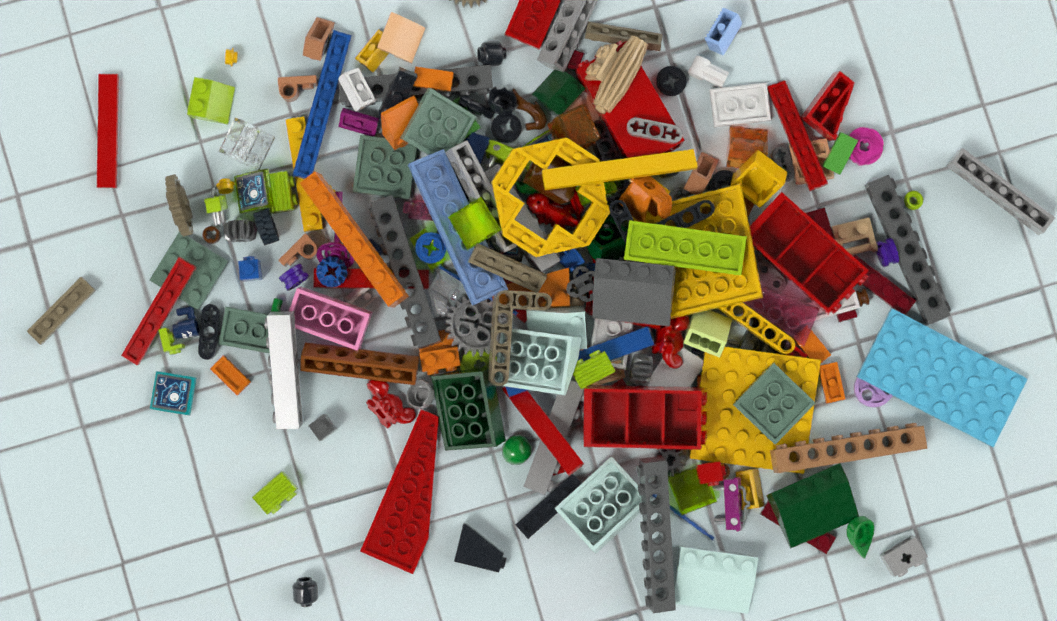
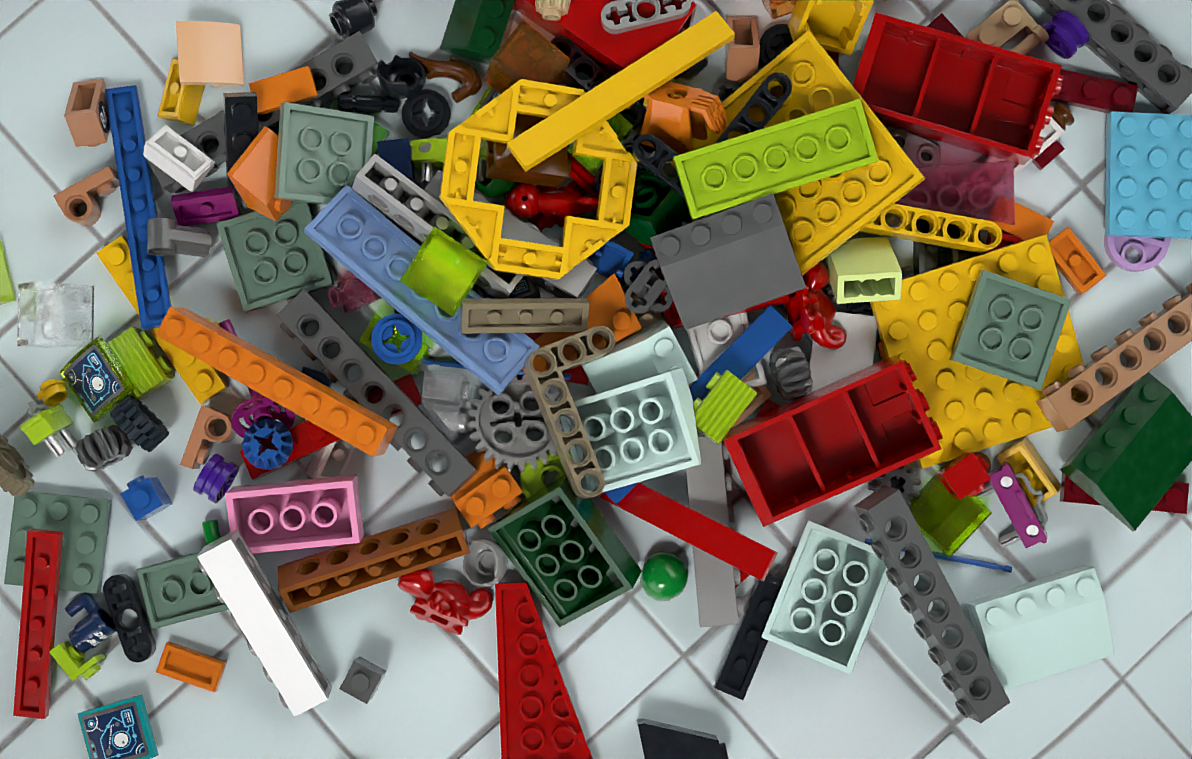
camera: 30 degrees left, 0 degrees up
(210, 240) = (76, 469): reddish brown bush -> none
(331, 132) = (167, 239): none -> dark grey piece

